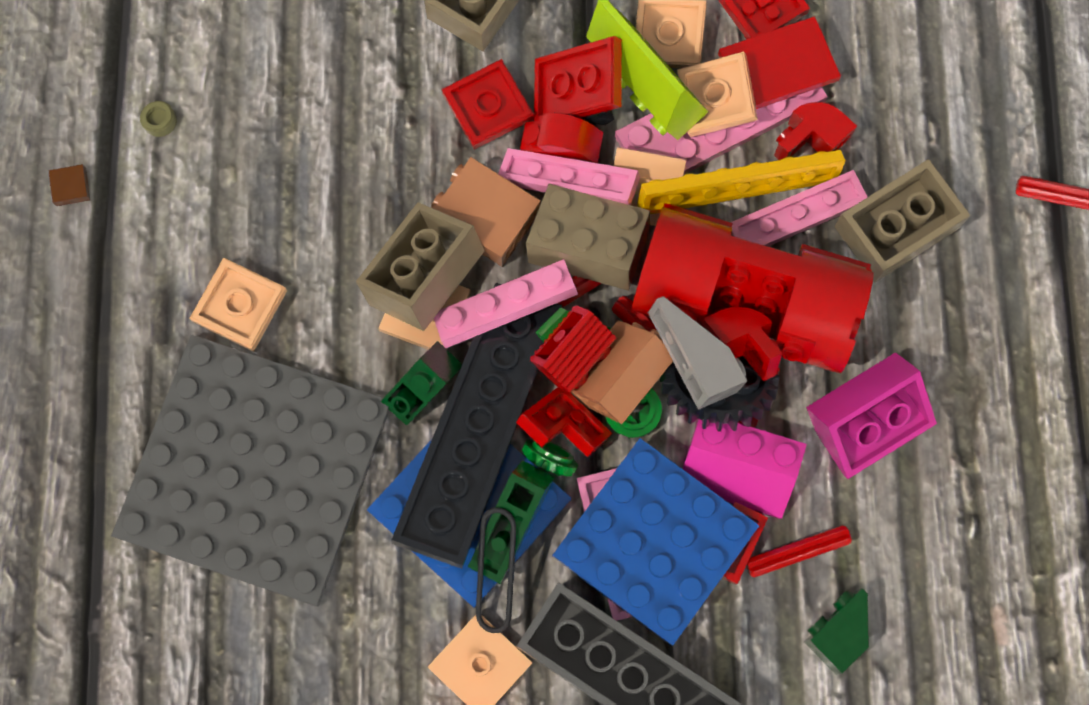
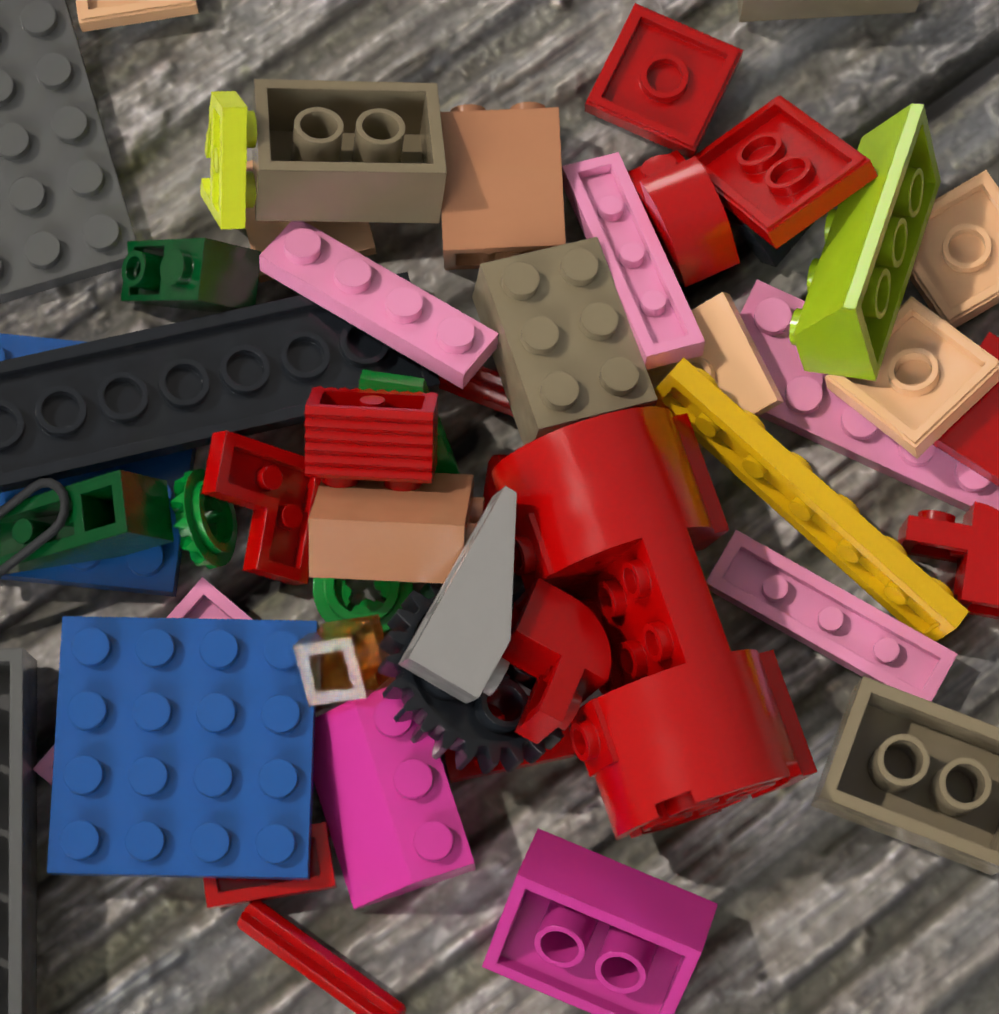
camera: 55 degrees right, 0 degrees up
(392, 328) = (227, 139): none -> neon yellow wing
(668, 438) = (341, 660): none -> clear orange brick

